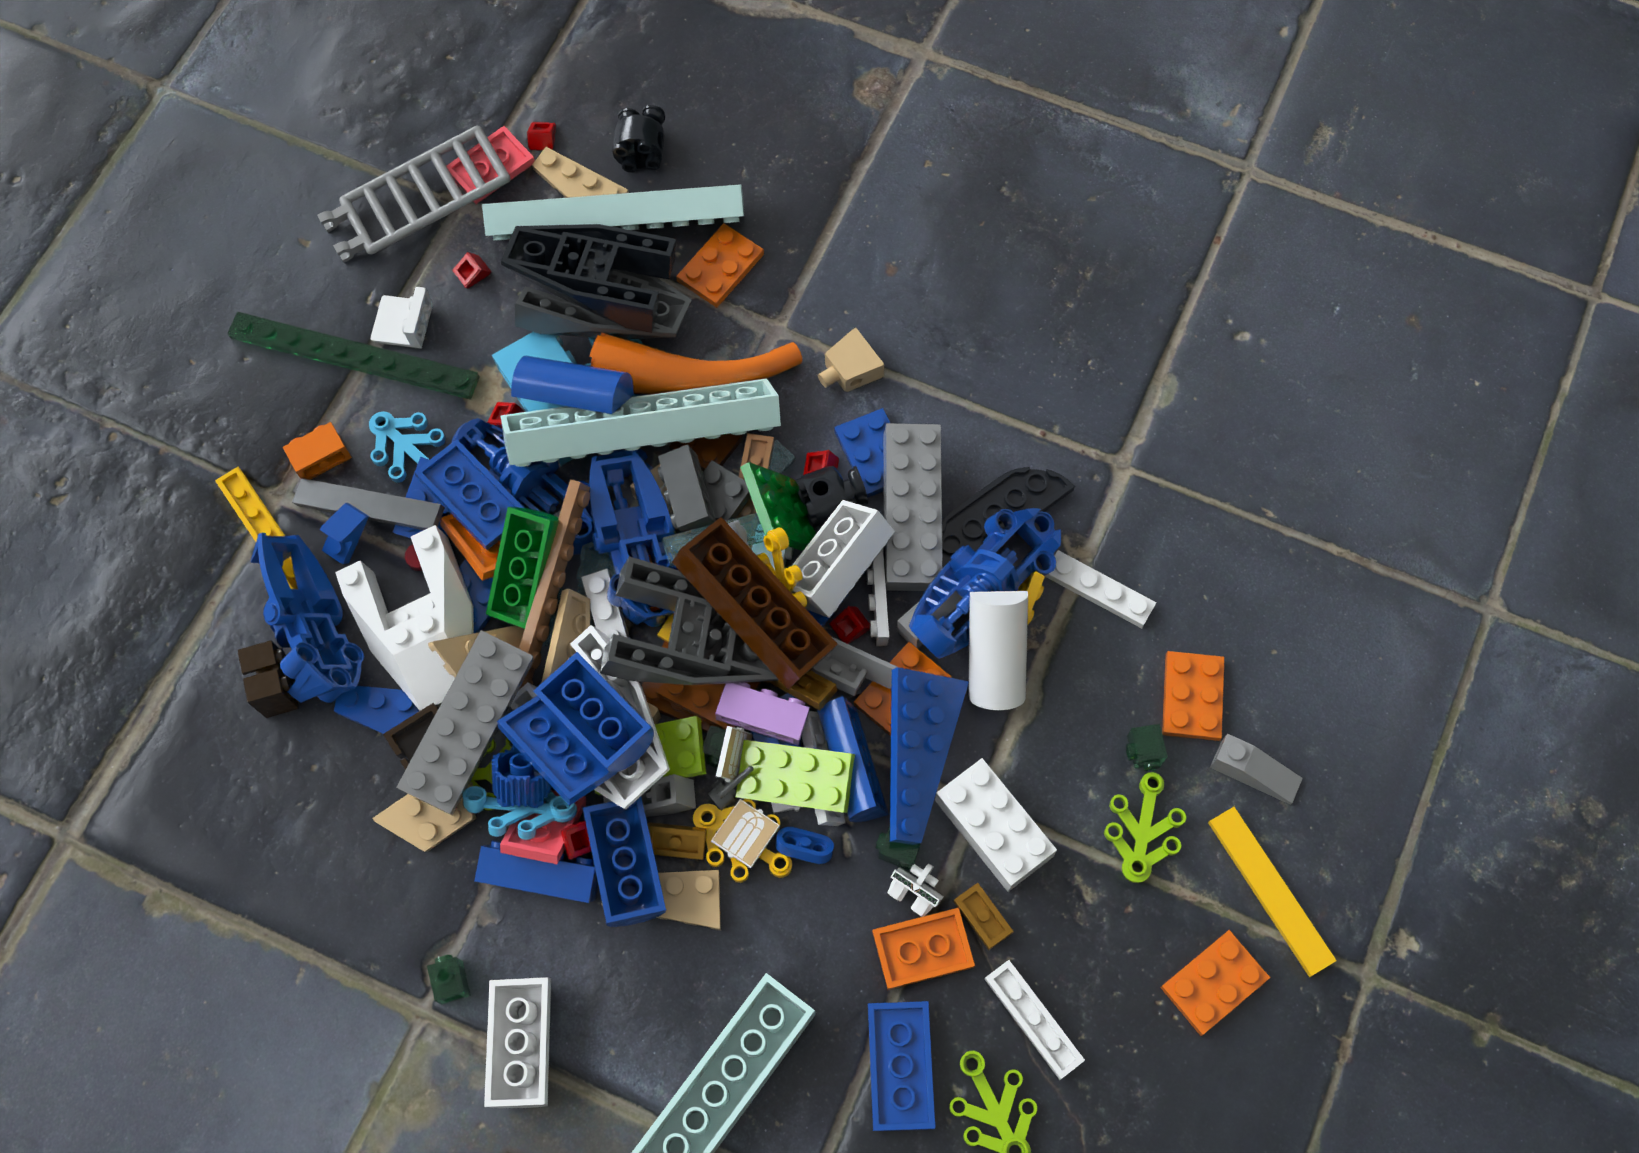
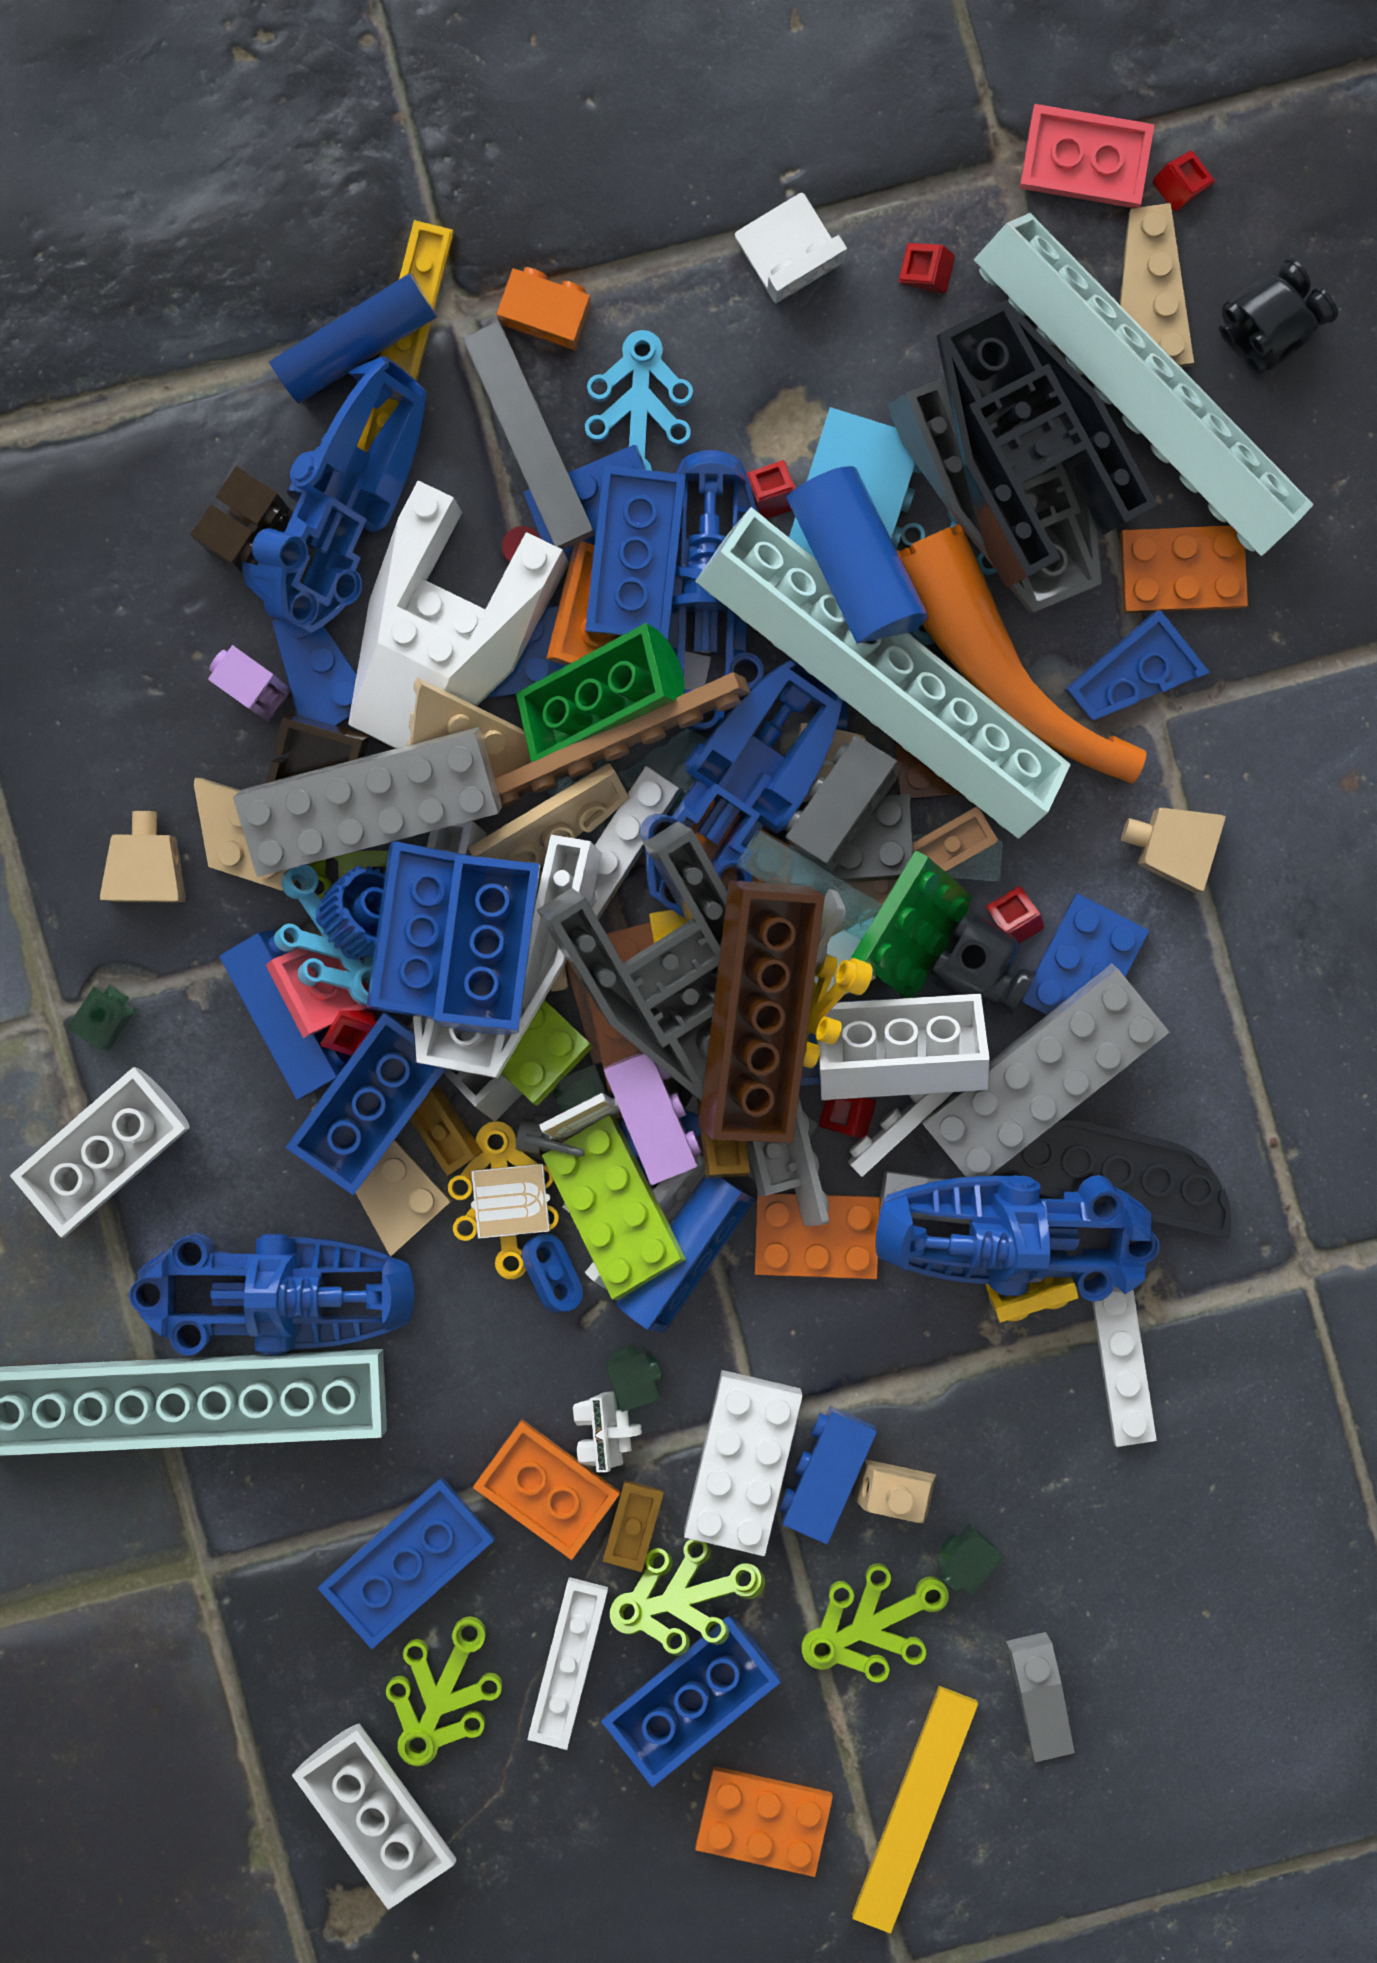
camera: 45 degrees right, 20 degrees up
(235, 548) = (353, 338): none -> blue brick
(343, 532) = (474, 439): blue slope -> none
(346, 211) = (876, 38): light grey bar -> none
(350, 738) = (248, 682): none -> lavender brick
(354, 355) = (699, 229): clear green plate -> none
(391, 886) = (143, 865): none -> tan torso
(690, 1007) = (279, 1294): none -> blue piece
(747, 318) = (1137, 667): none -> blue wing
(922, 729) = (781, 1302): blue wing -> none
(998, 649) = (940, 1317): white brick -> none
(1038, 785) = (826, 1474): none -> blue brick
(1046, 921) = (678, 1598): none -> plant
(1076, 753) = (894, 1491): none -> tan torso
(1110, 961) = (691, 1701): none -> blue brick
(1193, 696) = (1076, 1563): orange plate -> none

